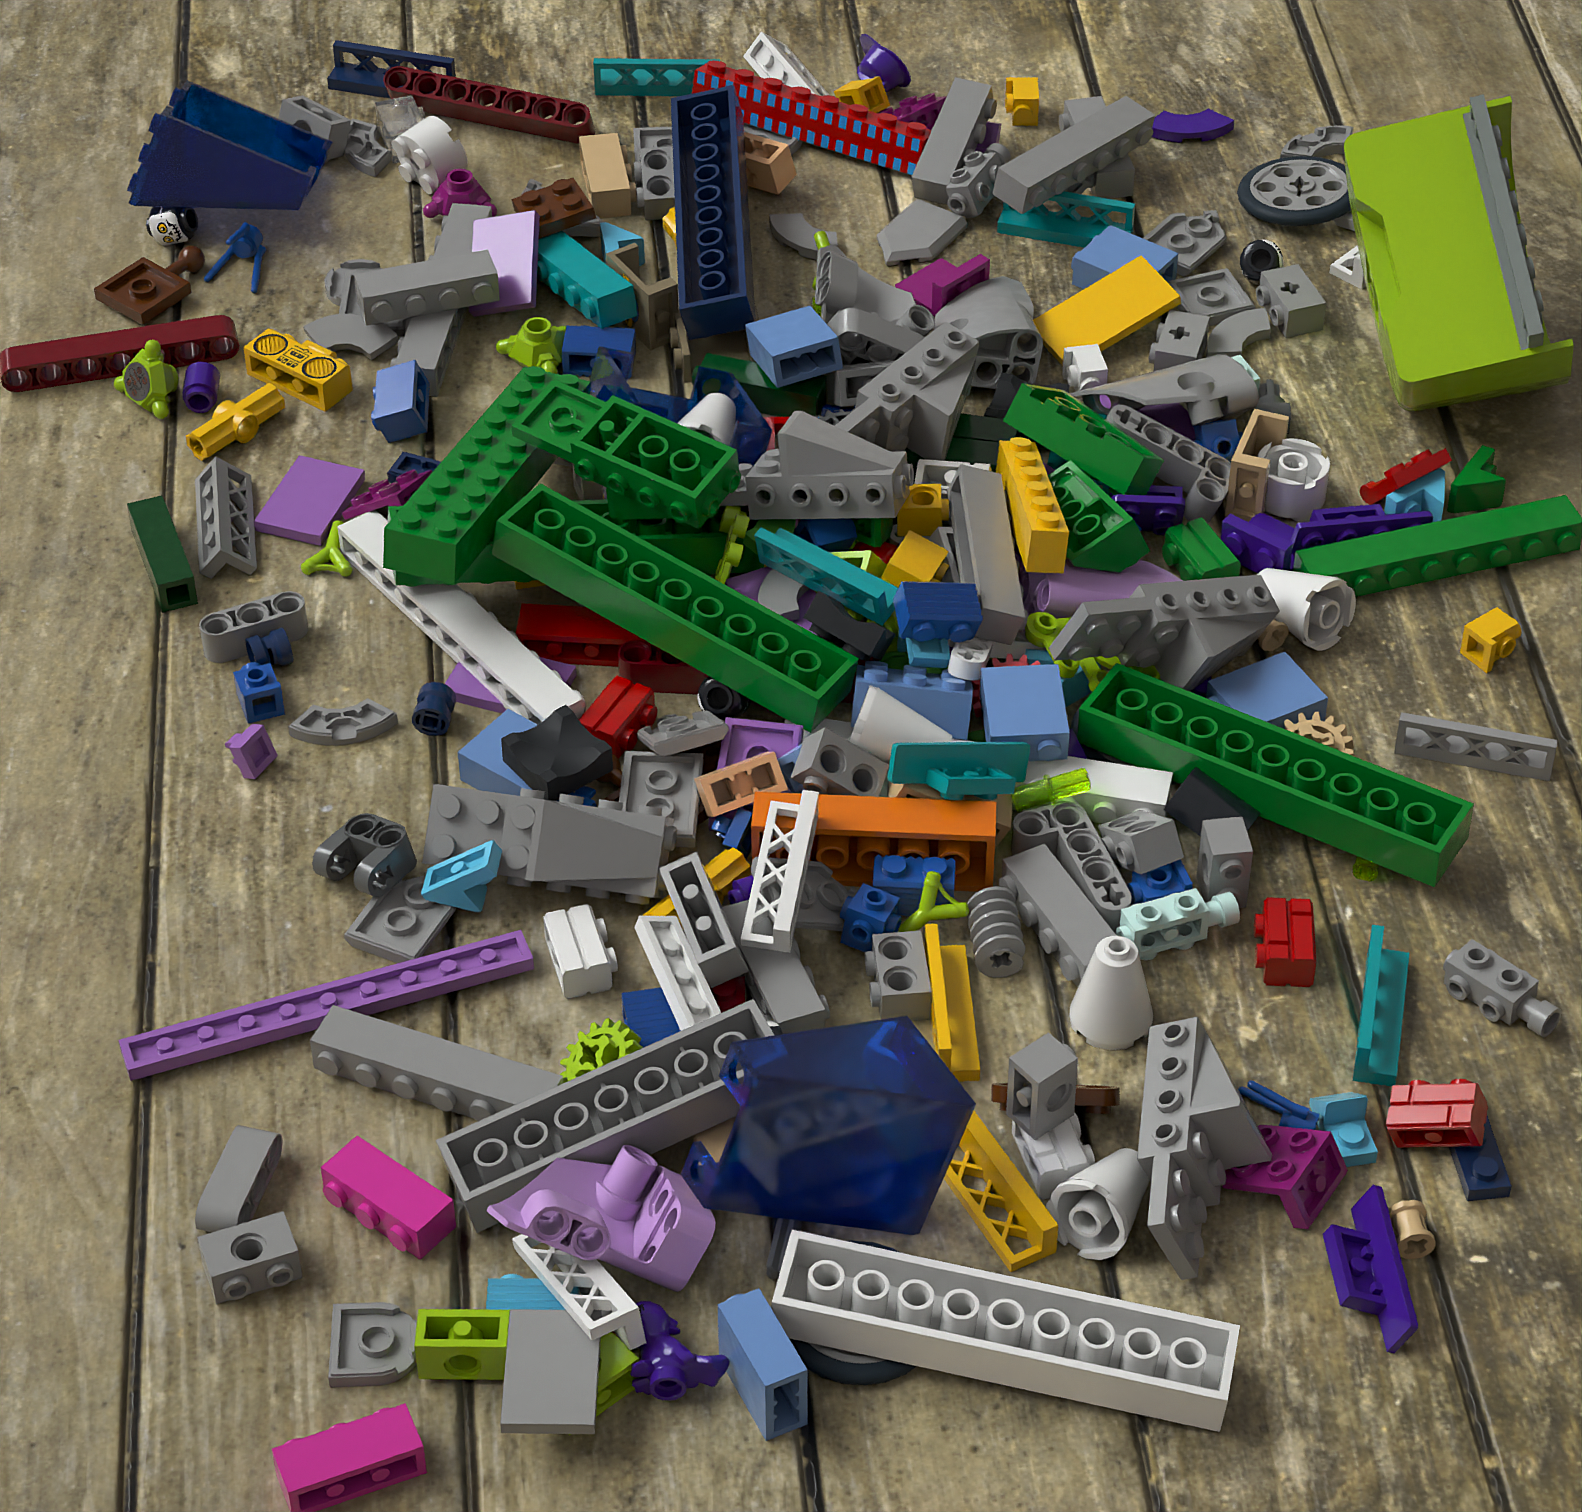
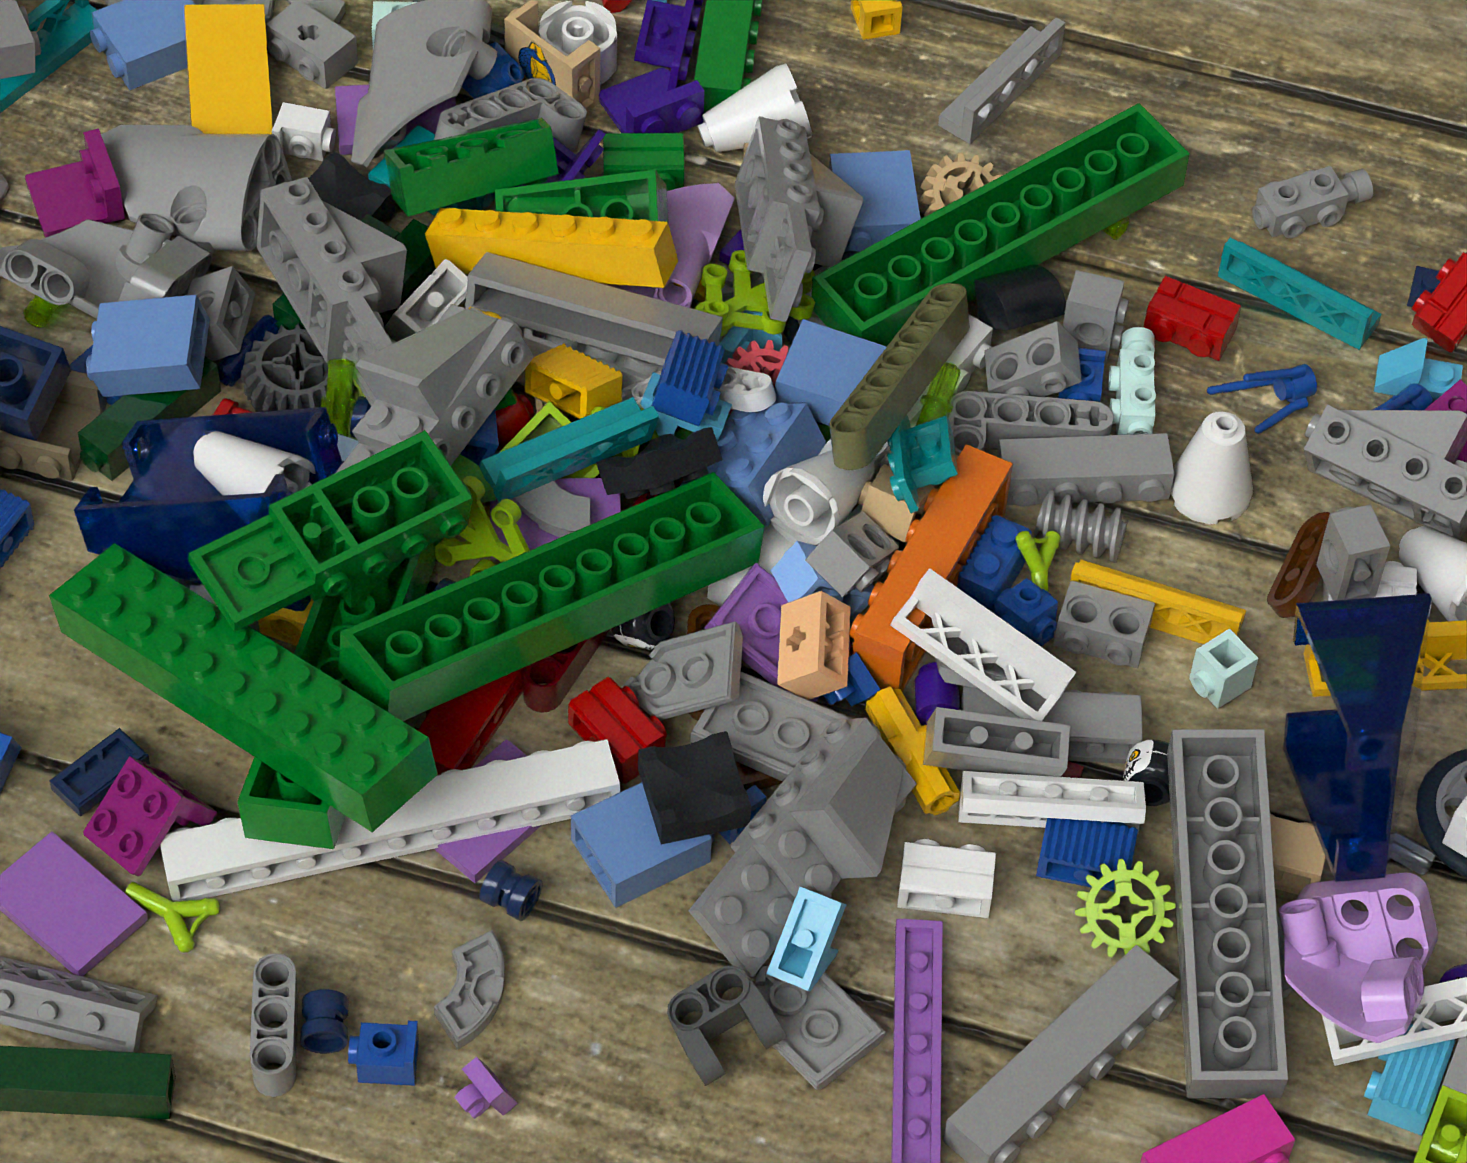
camera: 70 degrees left, 10 degrees up
(1029, 730) = (899, 377): none -> olive beam
(1261, 1031) = (1289, 384): none -> blue plant

